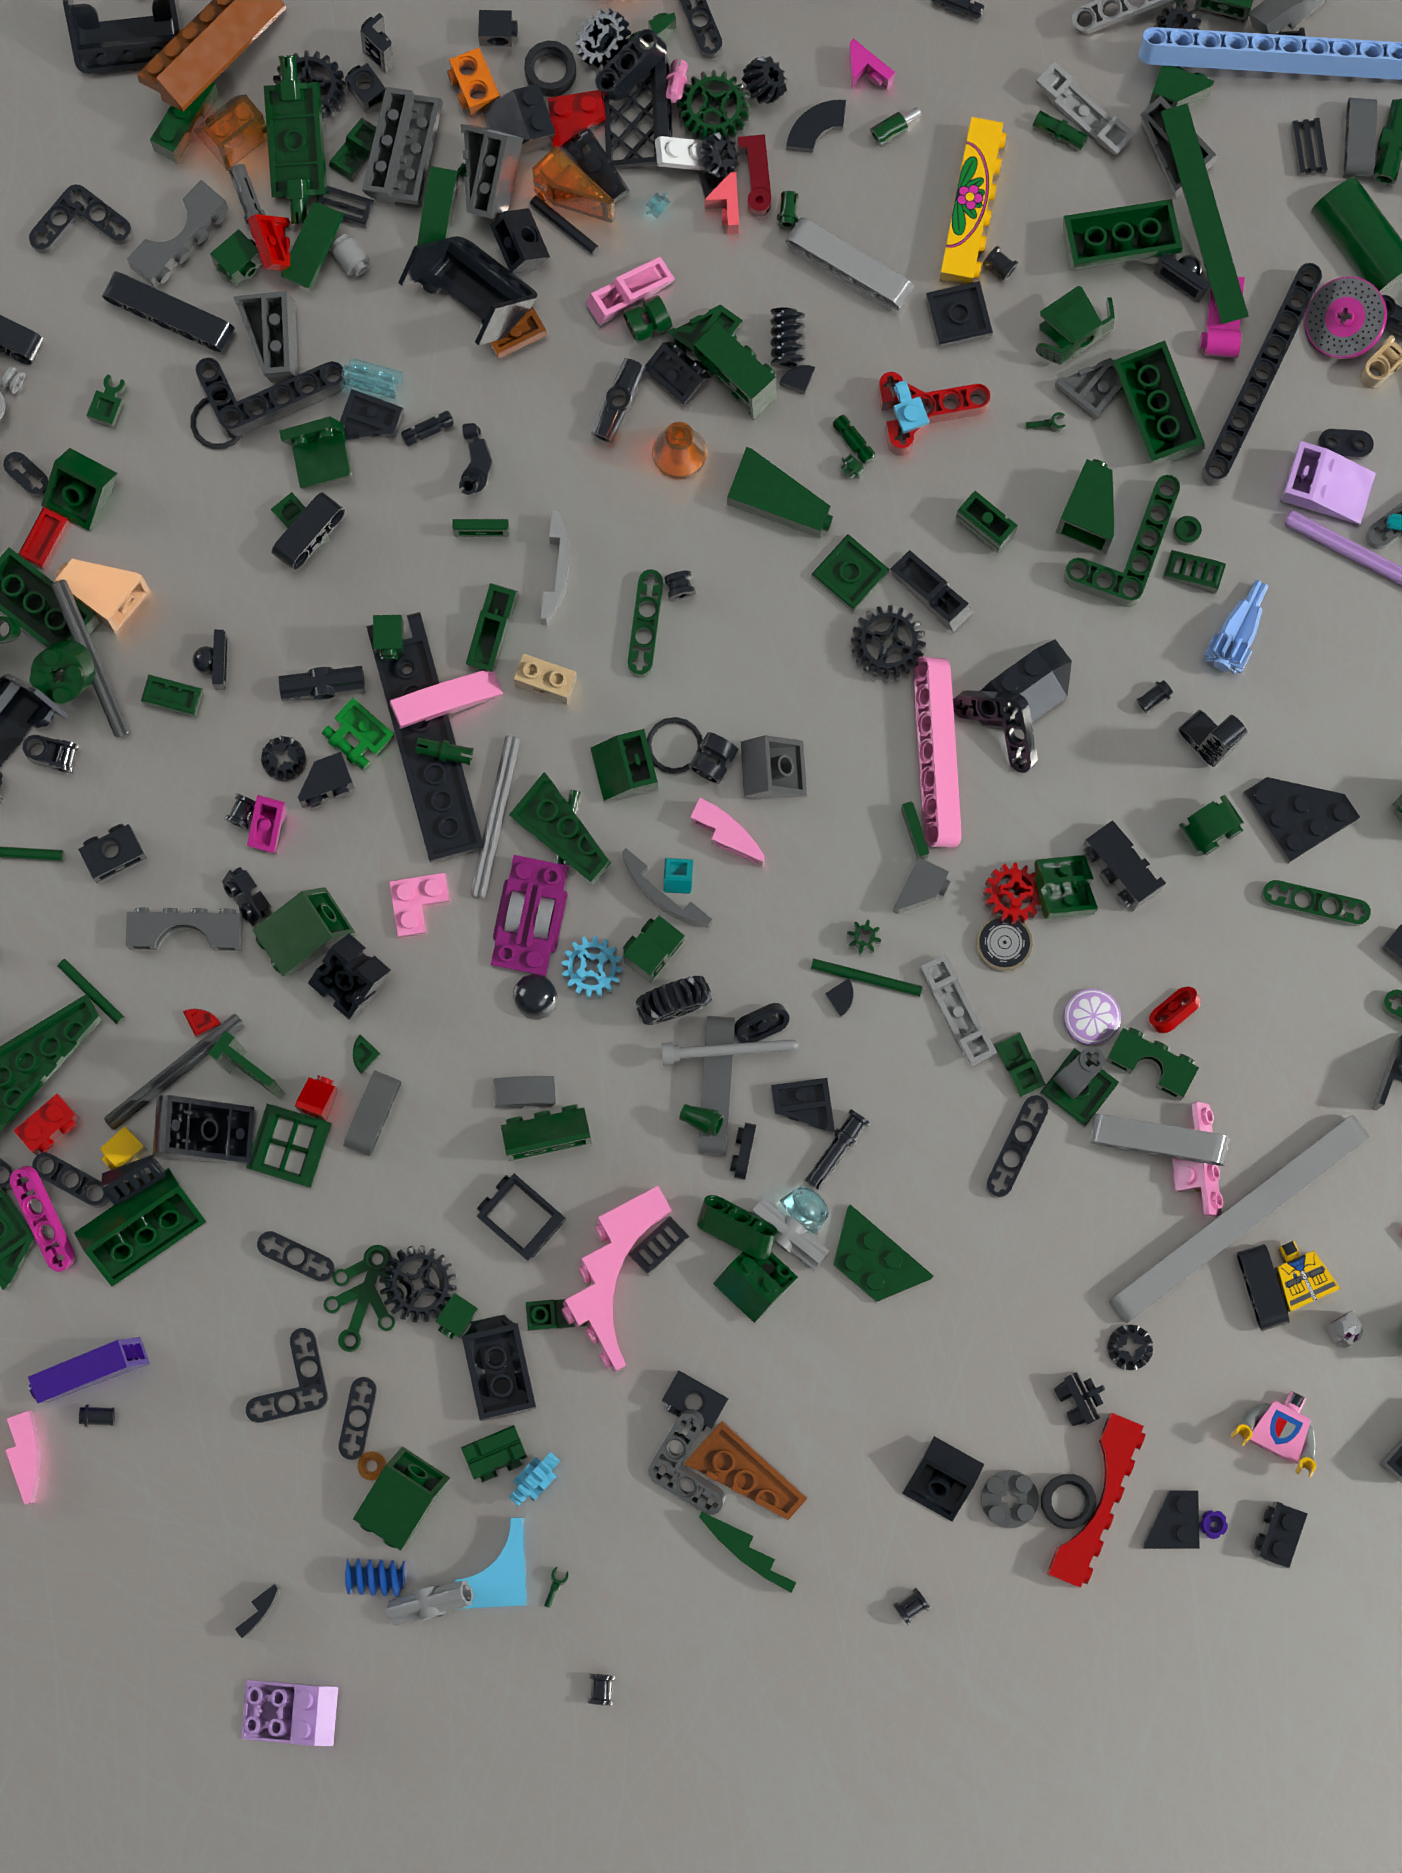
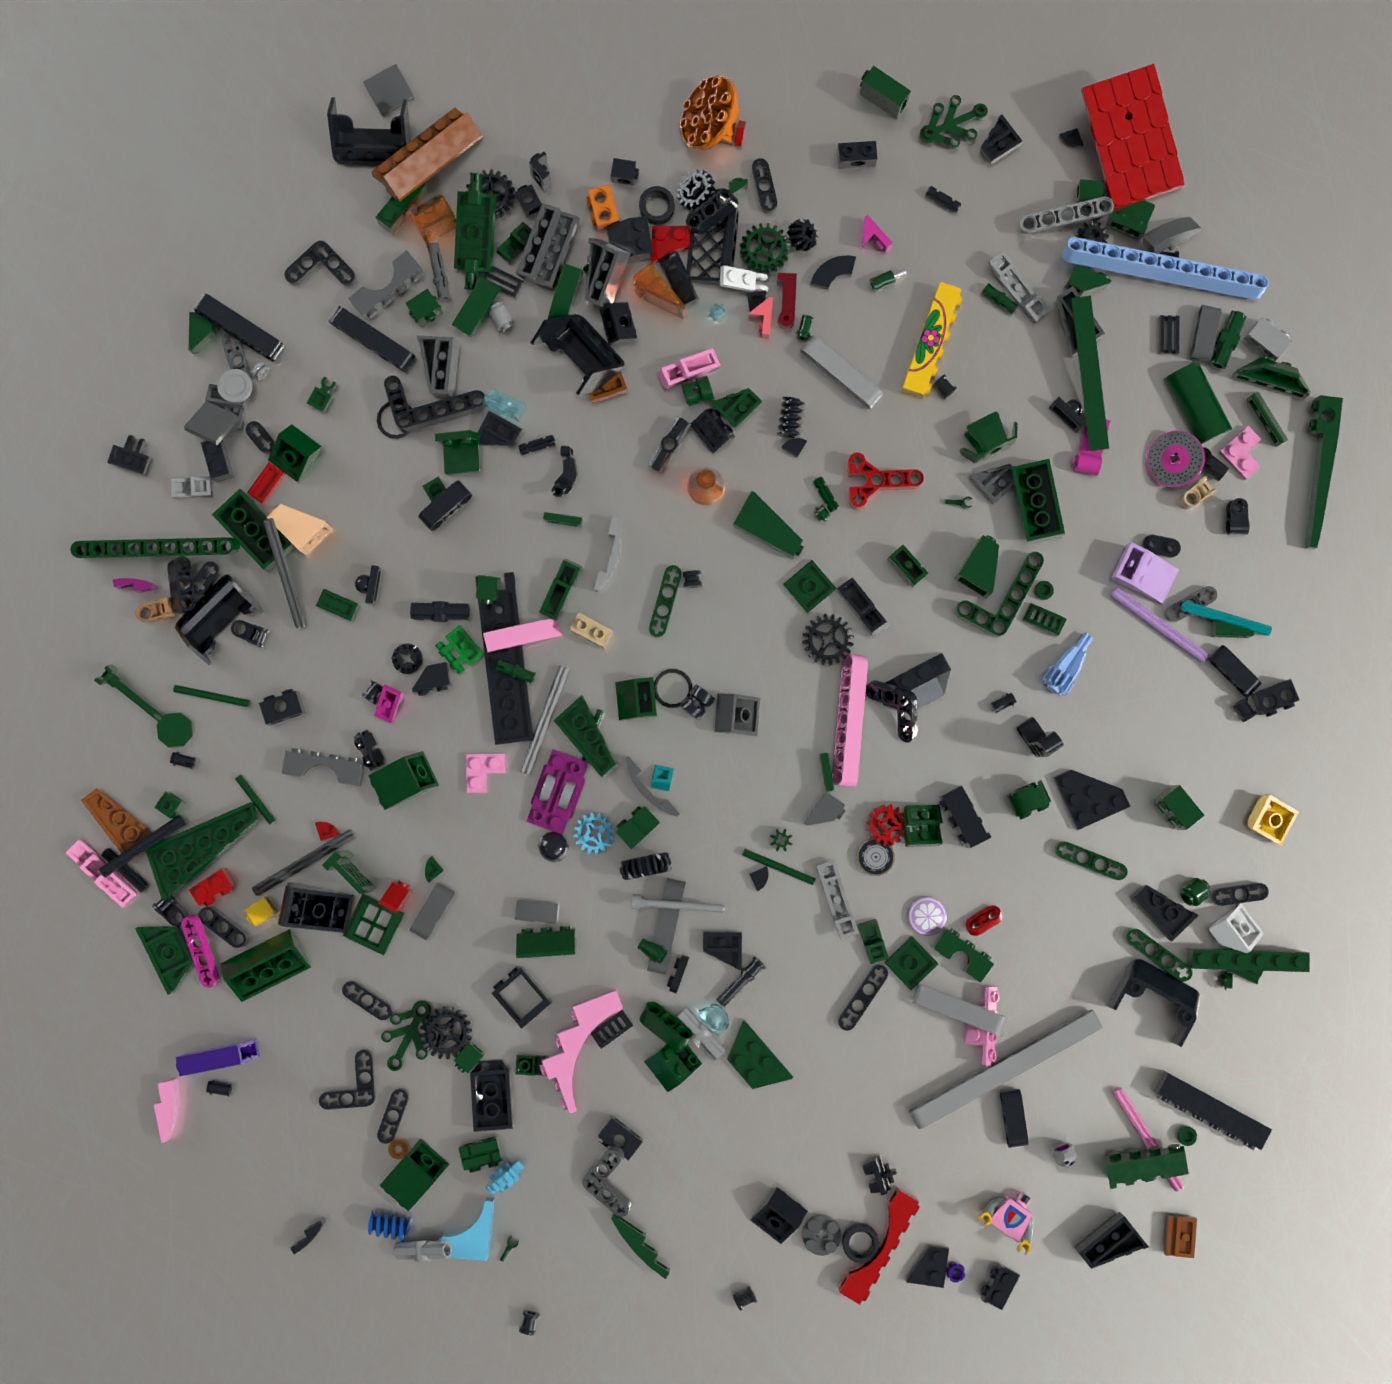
camera: 10 degrees right, 5 degrees up
(66, 684) = (263, 581): dark green brick -> none
(118, 1190) = (256, 935): black slope -> none
(271, 240) = (448, 300): red wing -> none
(289, 1713) = (320, 1307): lavender slope -> none
(349, 976) = (429, 817): black brick -> none
(564, 225) = (651, 317): black bar -> none
(676, 80) = (741, 226): bright pink axle -> none
(711, 159) = (757, 285): black gear -> none
(727, 832) = (699, 754): bright pink slope -> none
(737, 368) = (753, 435): dark green wedge -> none
(739, 1466) = (642, 1185): dark orange wing -> none
(761, 1023) = (703, 888): black plate -> none
(910, 411) = (866, 483): medium azure plate -> none
(959, 314) = (911, 417): black plate -> none
(1077, 1074) = (910, 957): dark grey piece -> none
(1121, 234) = (1030, 379): dark green brick -> none
(1123, 1358) = (911, 1138): black gear -> none
(1268, 363) = (1118, 483): black beam -> none
(1303, 1277) = (1042, 1116): torso -> none

